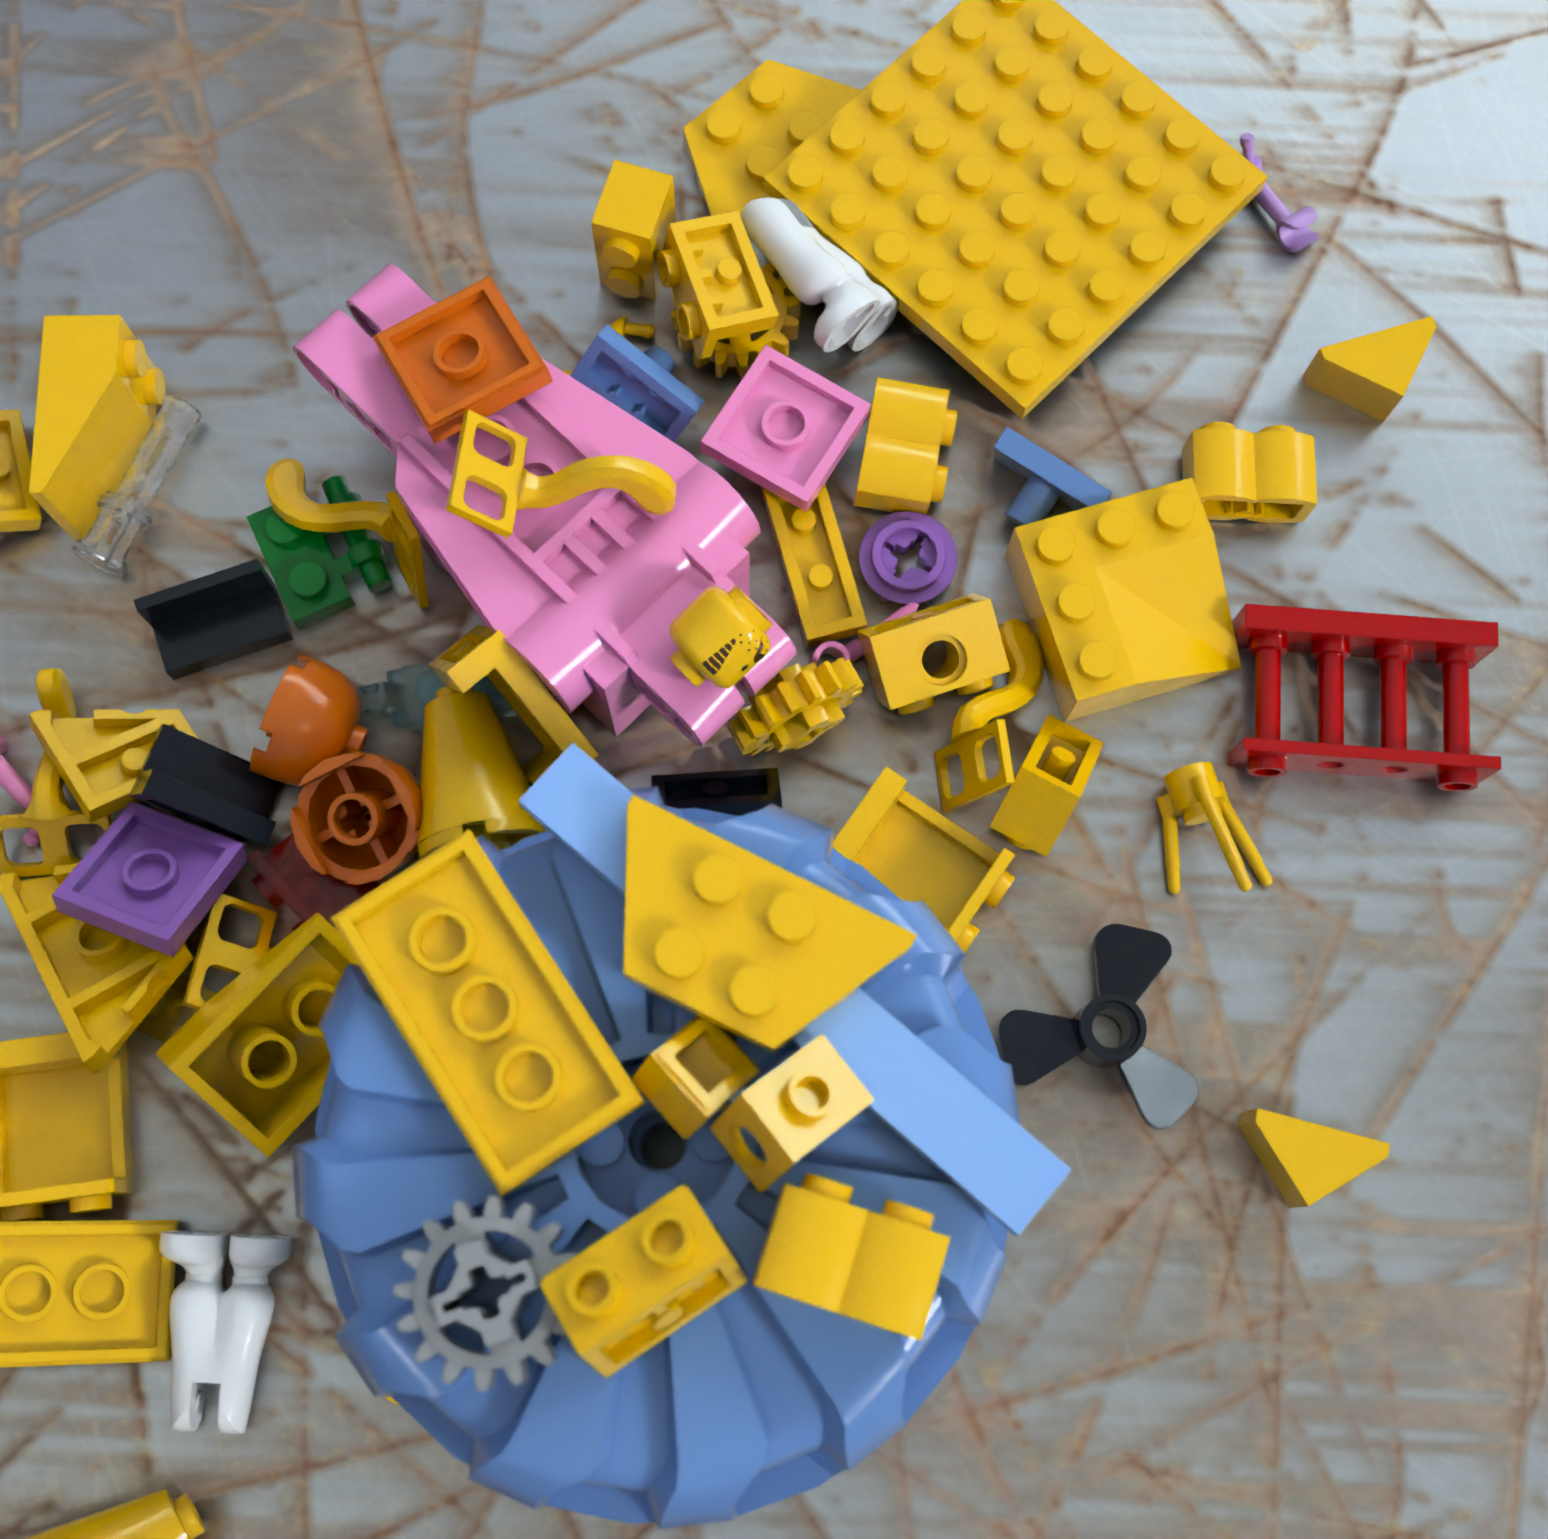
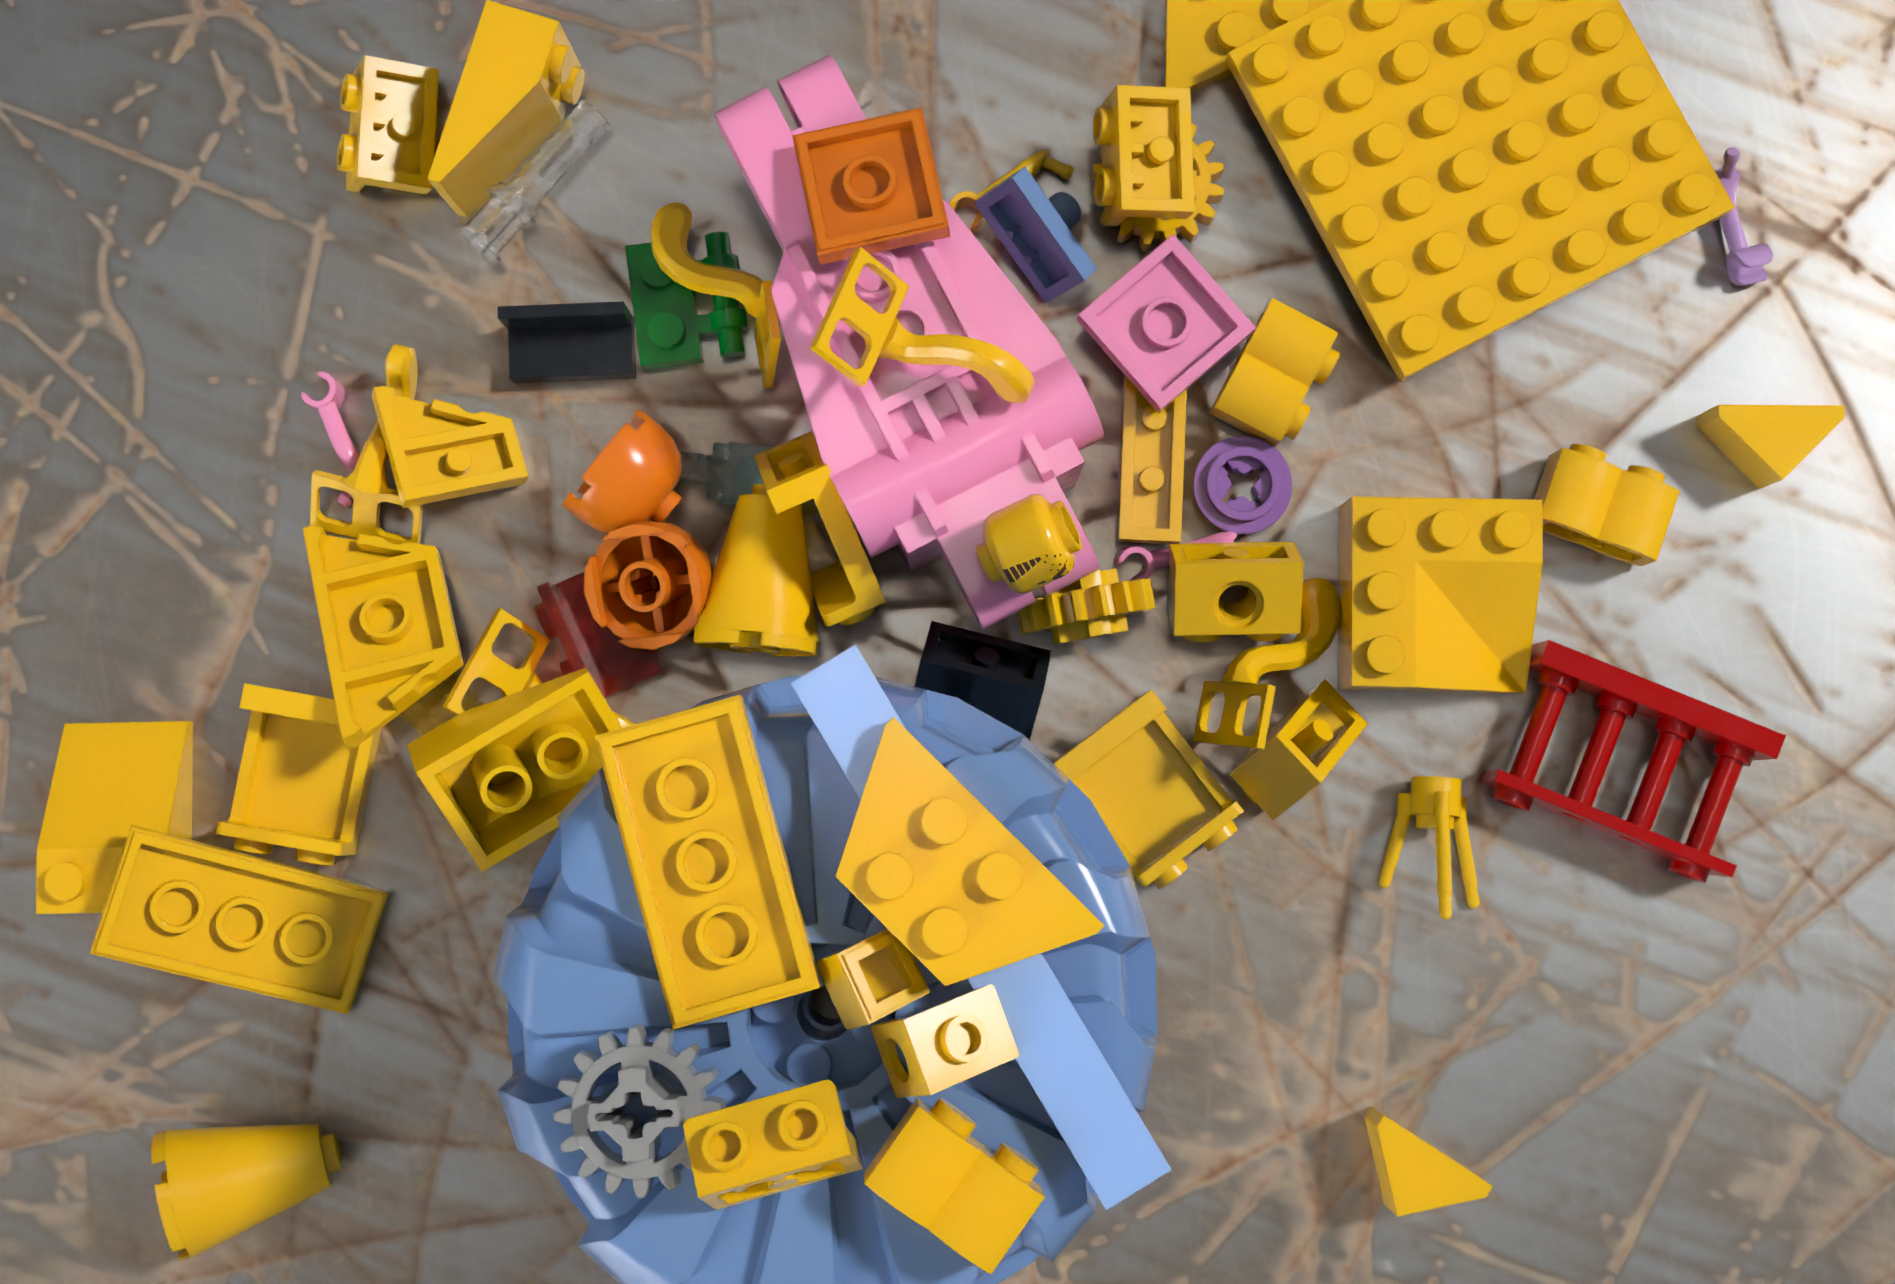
camera: 20 degrees right, 10 degrees up
(150, 878) = (445, 581): medium lavender plate -> none
(206, 787) = (517, 506): black panel -> none
(217, 1331) = (397, 1005): white piece -> none
(632, 228) = (1082, 70): yellow brick -> none
(820, 273) = (1250, 170): white piece -> none
(1046, 478) = (1399, 454): medium blue tile -> none
(1125, 967) = (1310, 945): black piece -> none

